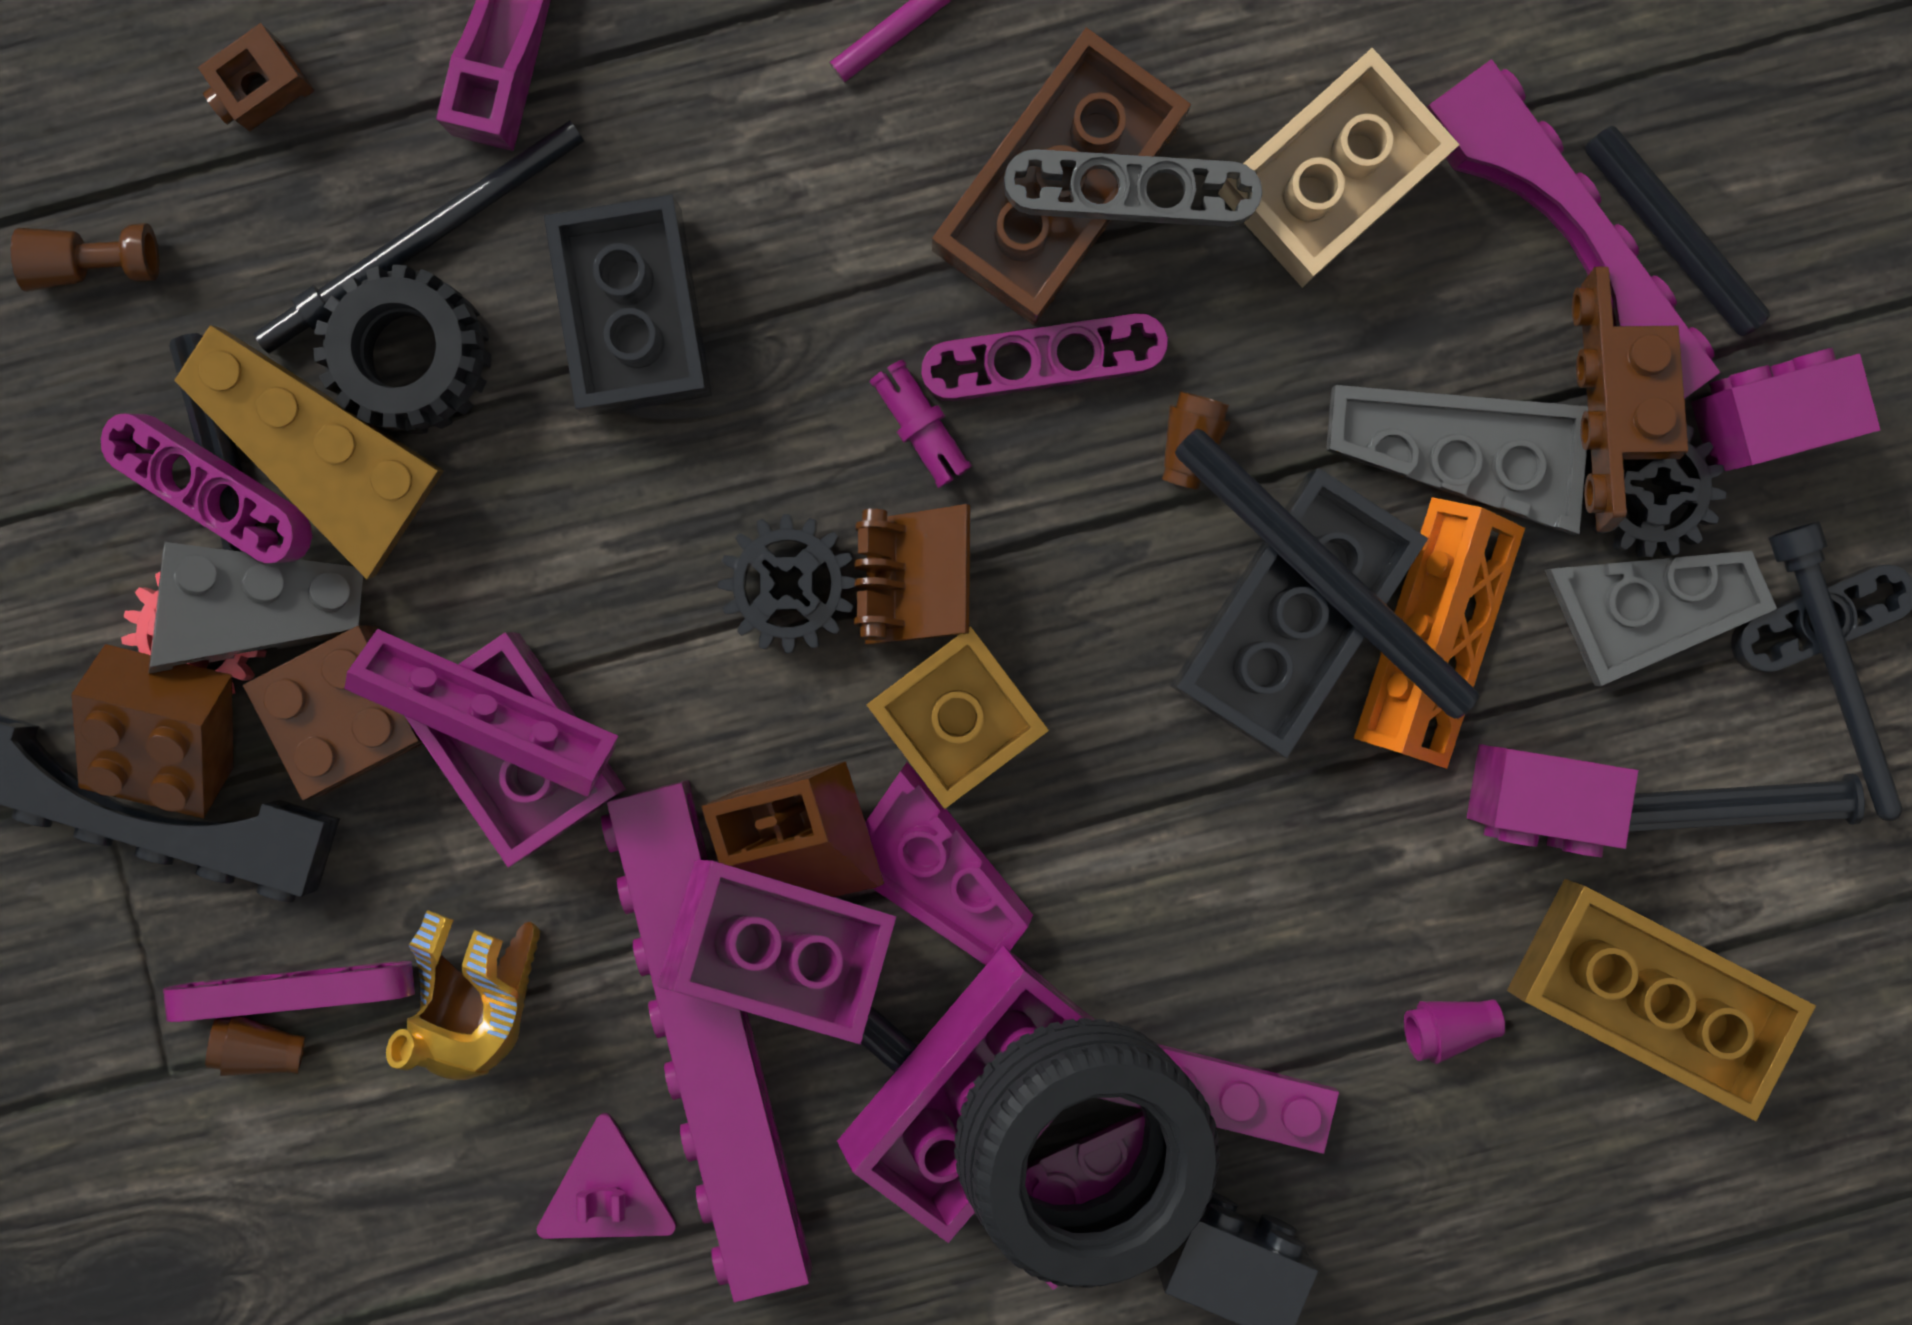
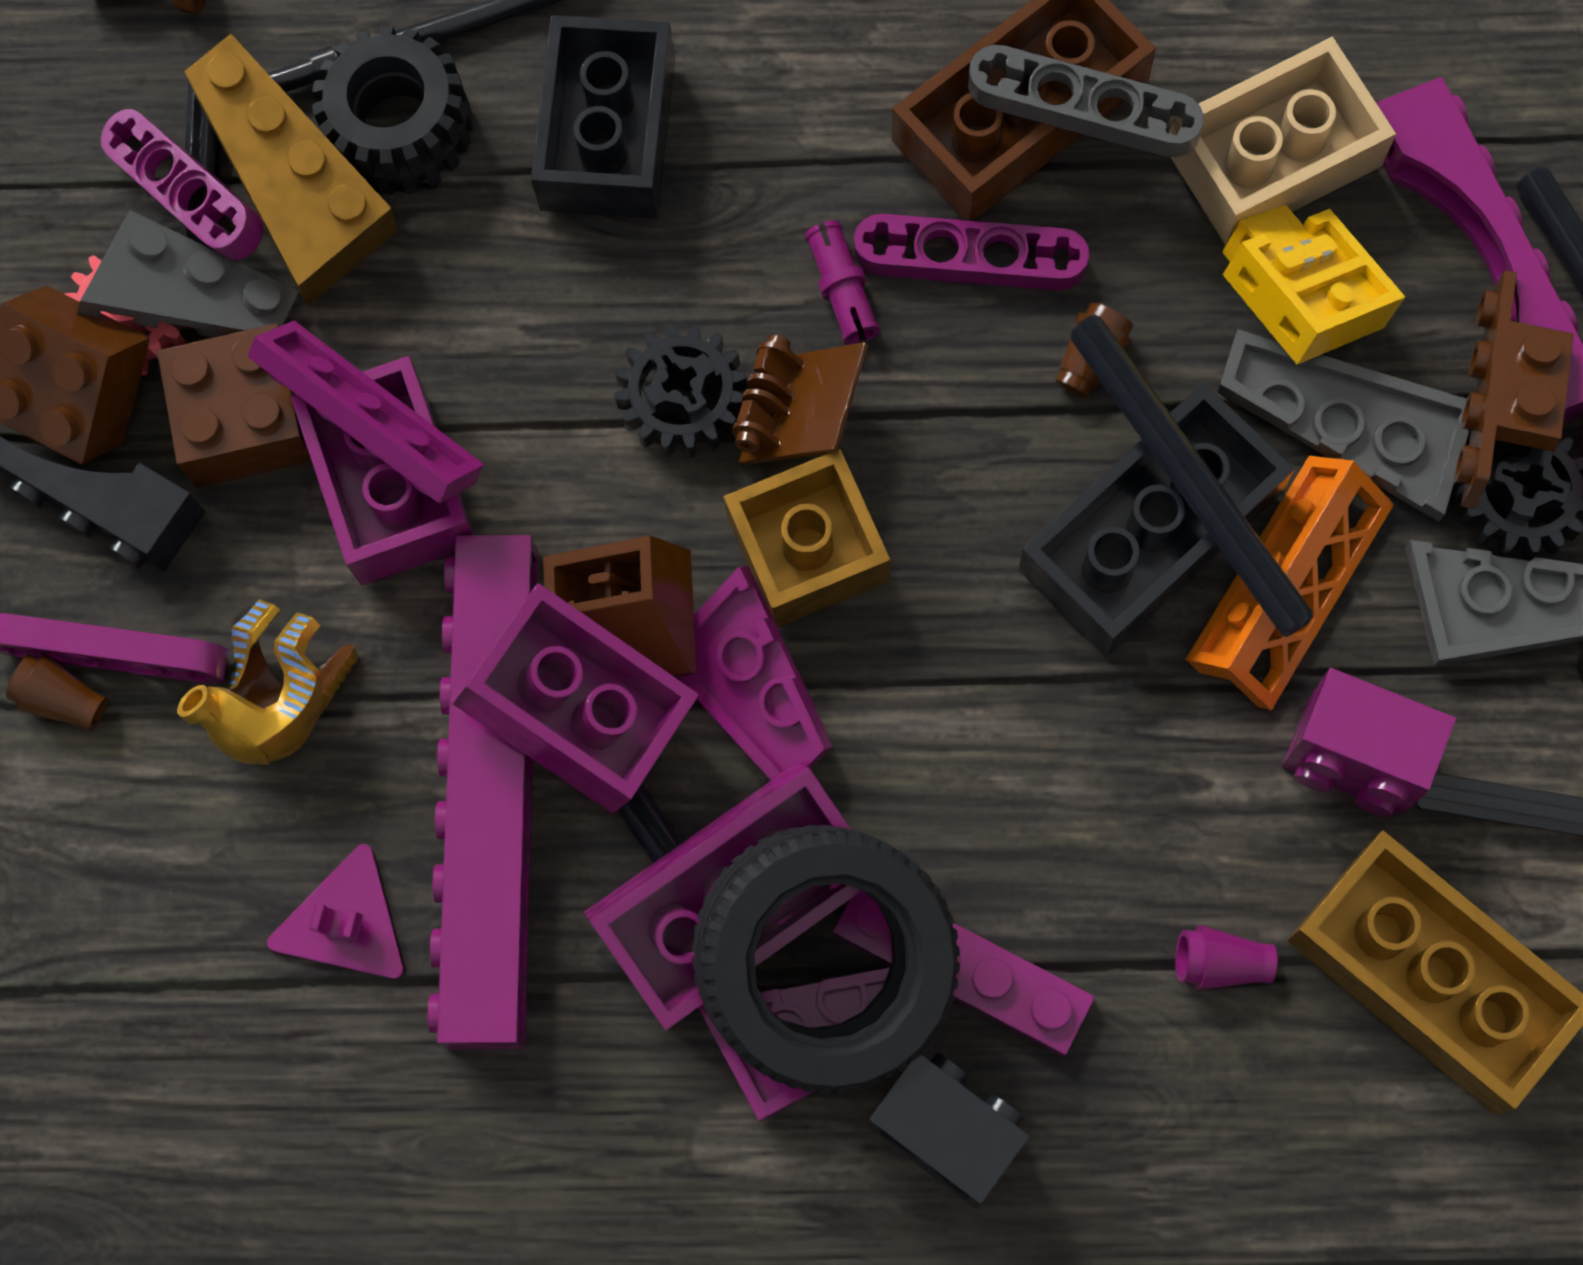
camera: 25 degrees right, 15 degrees down
(1396, 319) = (1308, 281): none -> yellow piece

